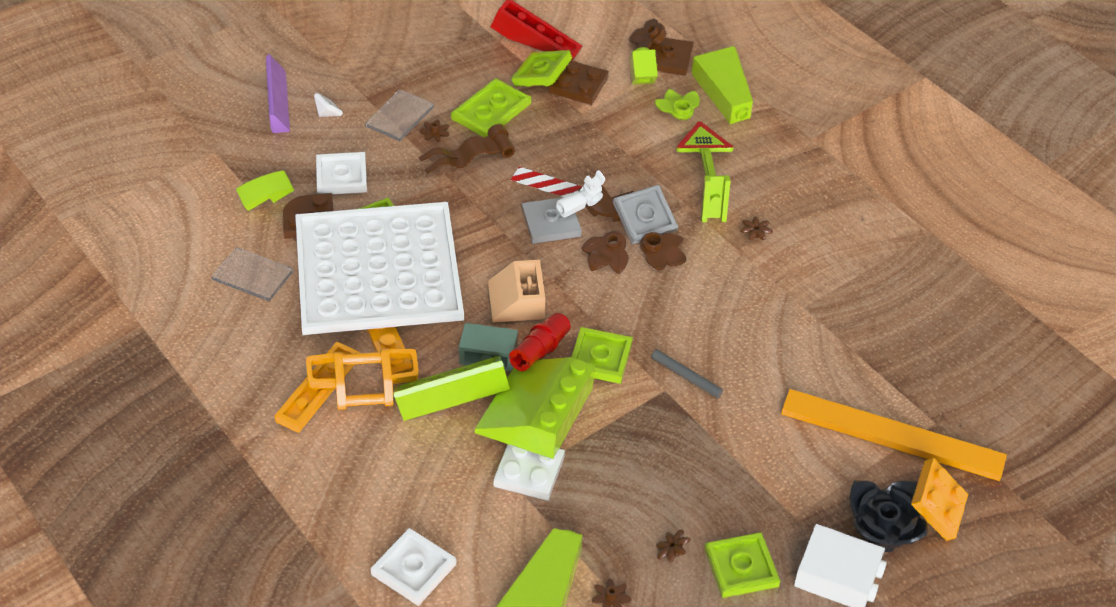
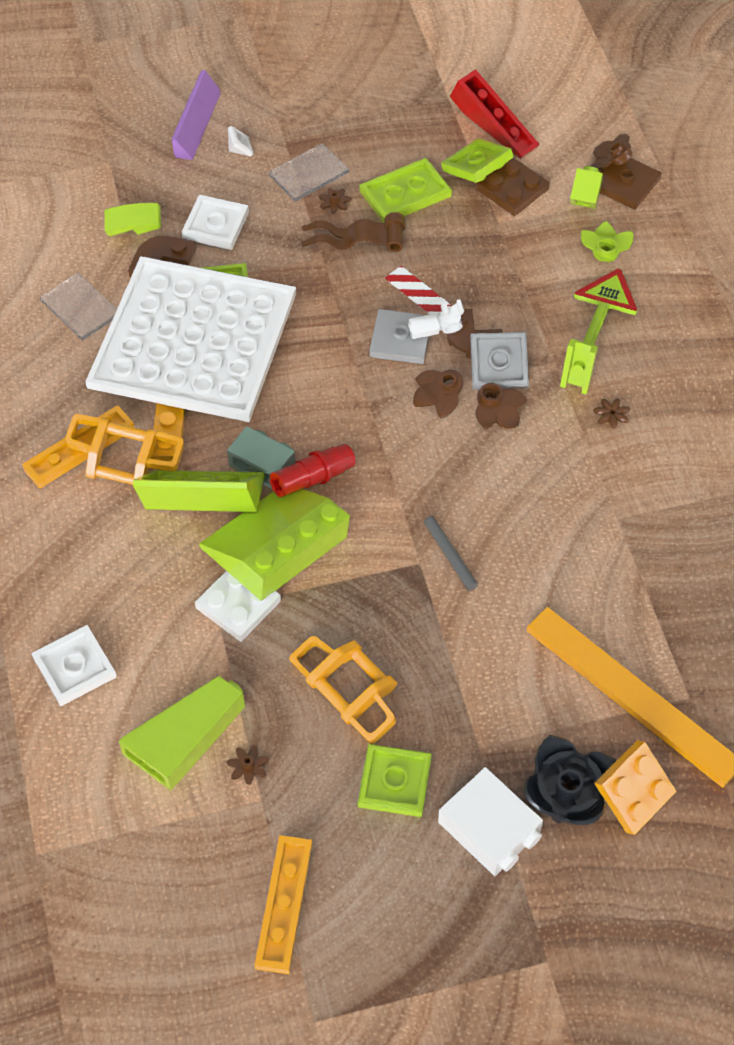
camera: 25 degrees right, 10 degrees up
(517, 292) = (320, 409): light nougat slope -> none
(604, 350) = (372, 503): lime plate -> none
(641, 483) = (349, 712): none -> light orange bar
(673, 546) = (334, 735): reddish brown plant -> none
(724, 83) = (668, 228): lime slope -> none

